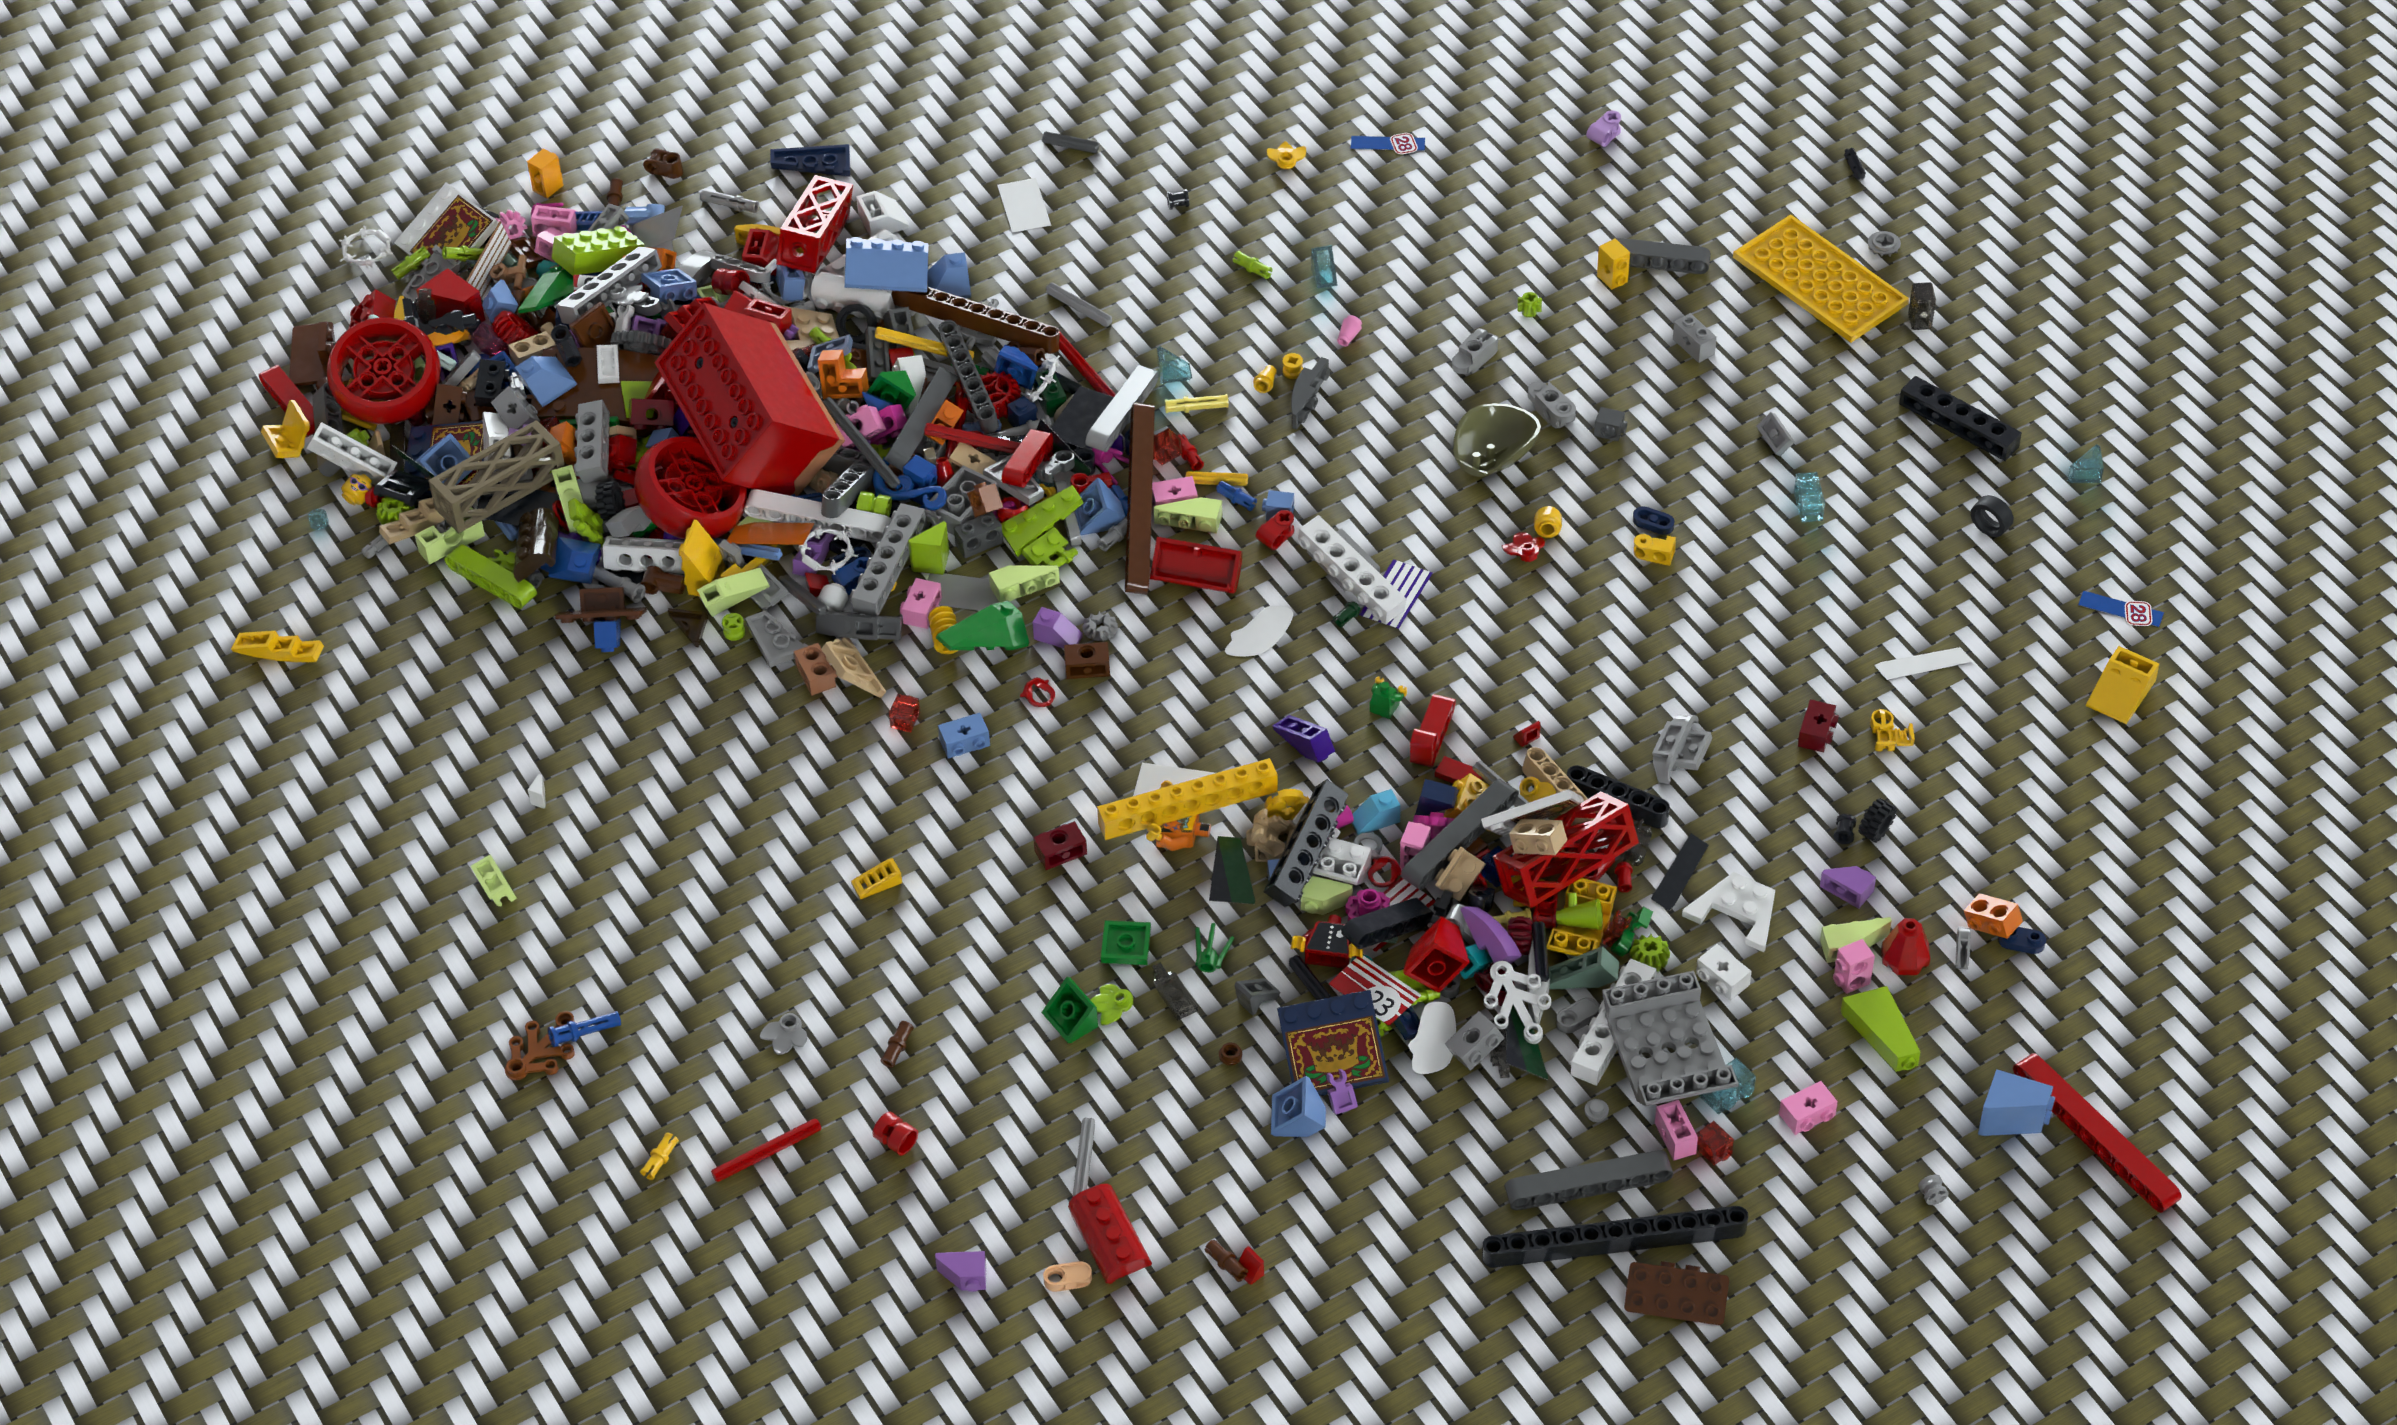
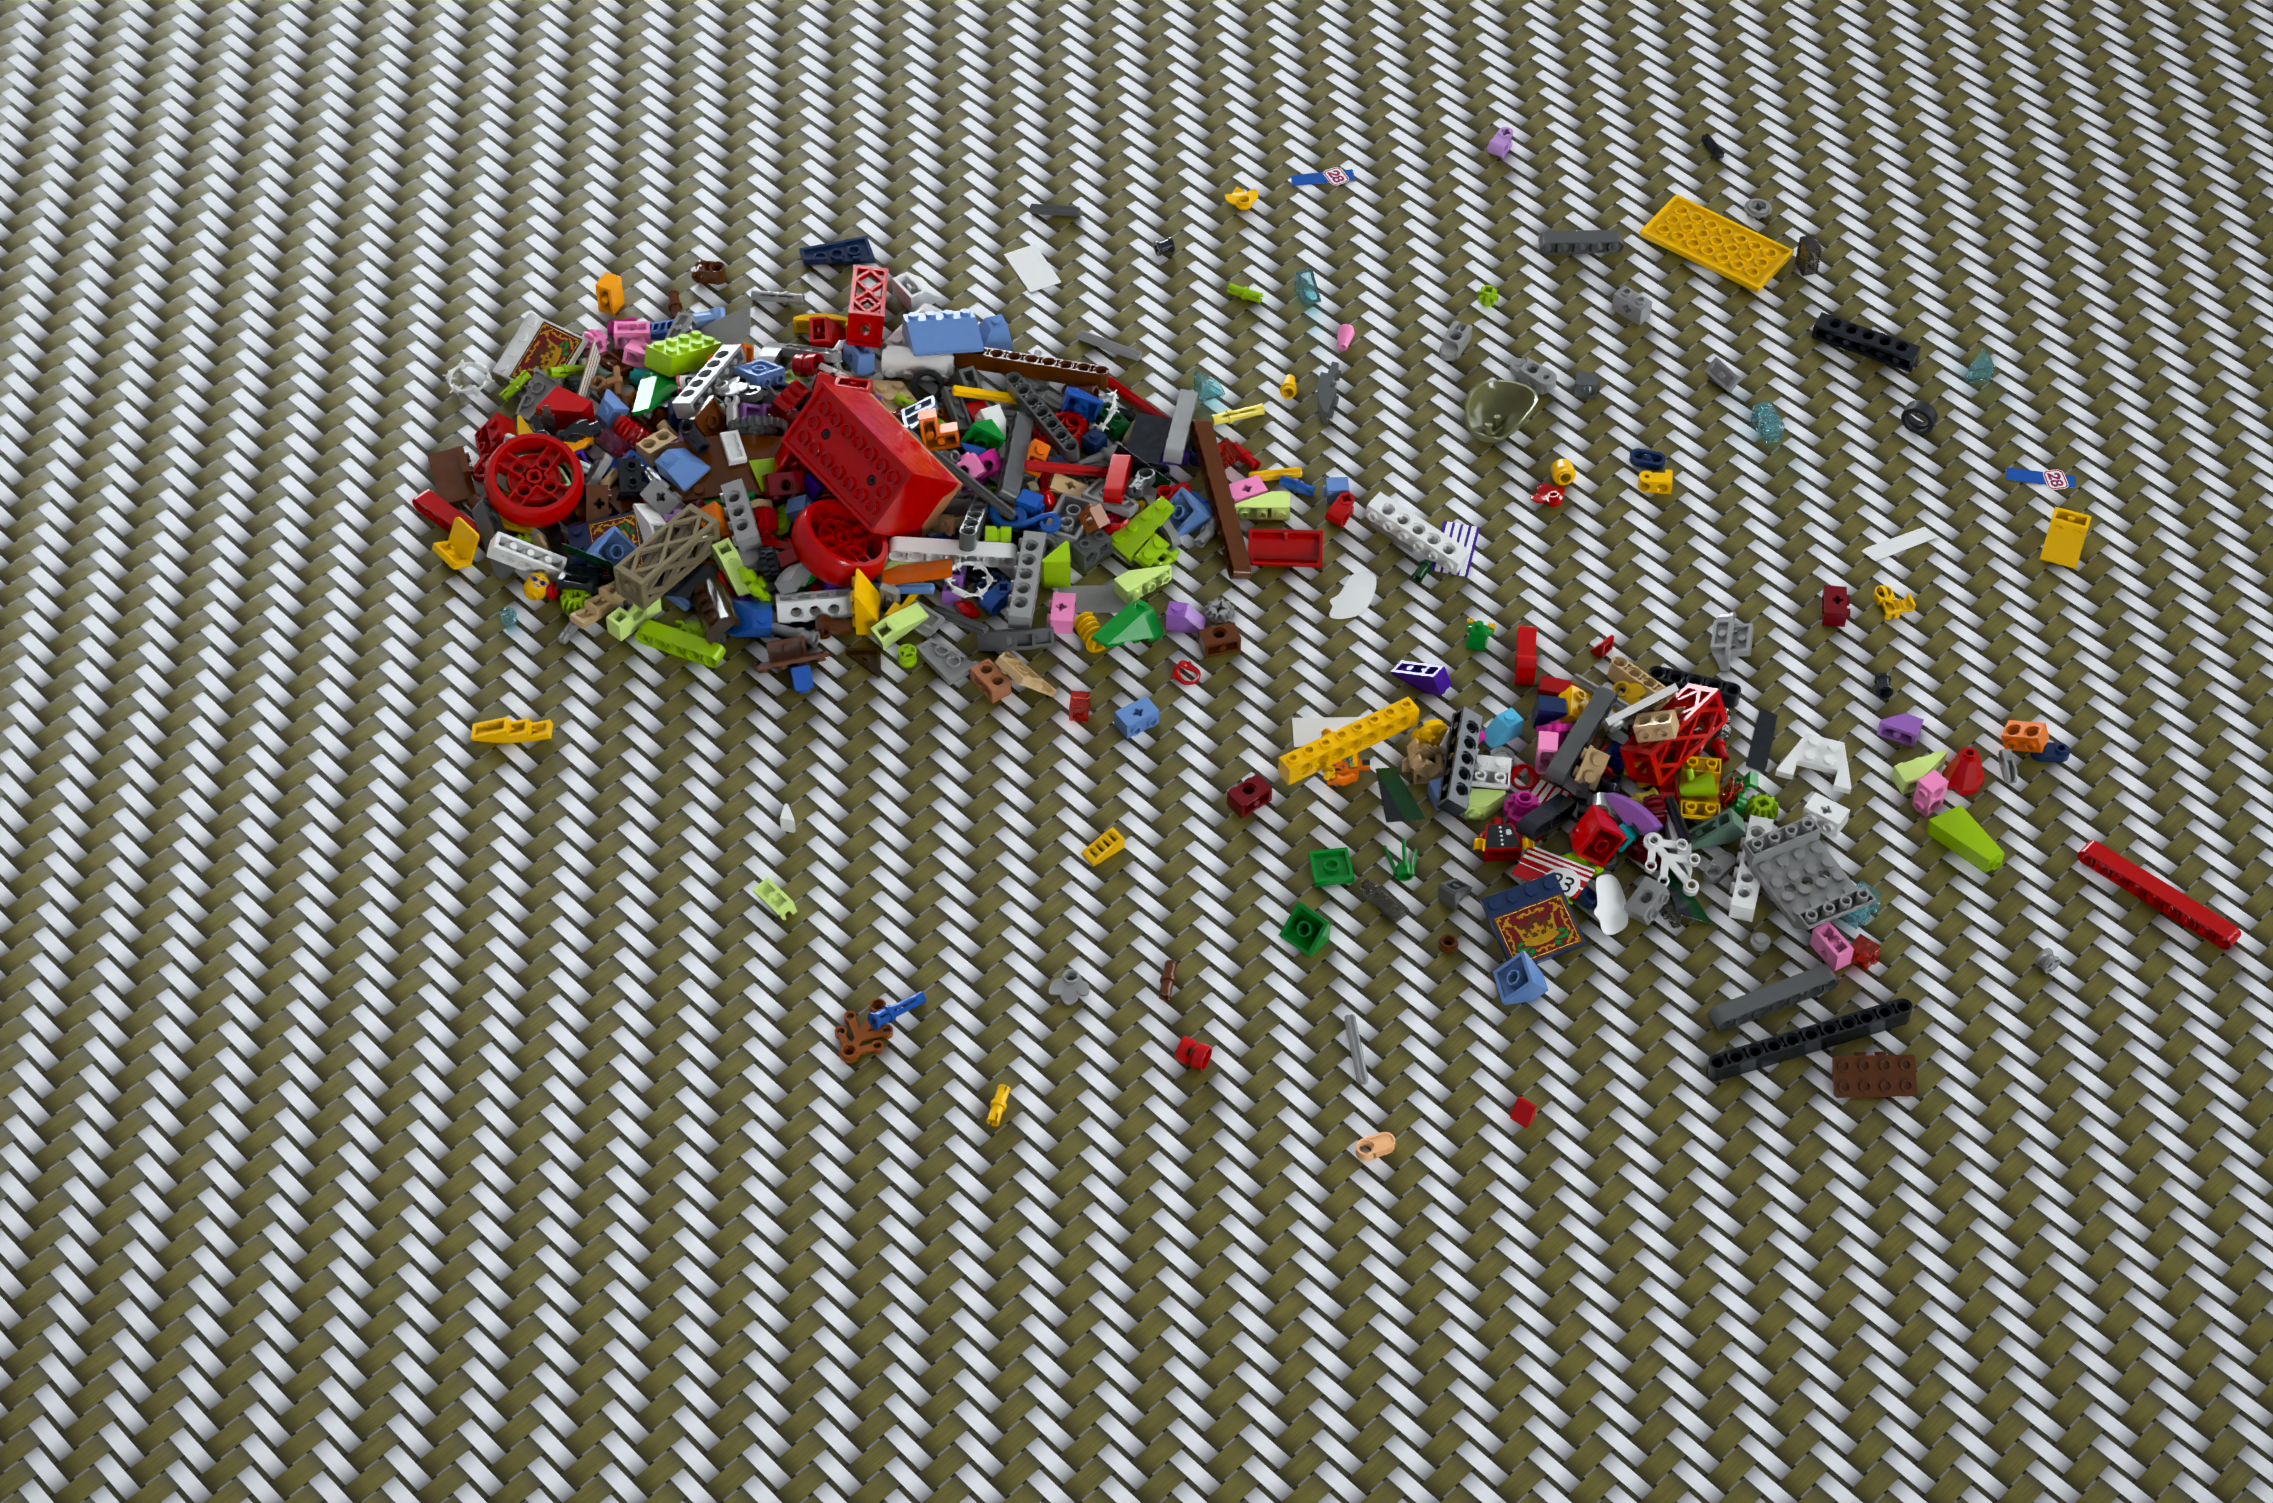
camera: 15 degrees left, 0 degrees up
(766, 1150) = (1087, 1085): red axle -> none
(834, 597) = (987, 616): white head -> none
(963, 1269) = (1288, 1155): medium lavender slope -> none
(1106, 457) = (1176, 469): dark pink plant -> none
(1108, 1232) = (1398, 1105): red container -> none
(1109, 1004) = (1332, 913): lime plate -> none
(1226, 1260) = (1502, 1111): reddish brown pin -> none
(1292, 365) = (1307, 372): yellow wheel -> none
(1308, 978) = (1491, 873): black axle -> none
(1341, 1095) = (1553, 961): medium lavender plate -> none
(1613, 264) = (1547, 253): yellow brick -> none
(1808, 1108) = (1928, 912): bright pink brick -> none
(1877, 820) = (1909, 674): black tyre -> none
(2016, 1106) = (2092, 883): medium blue slope -> none

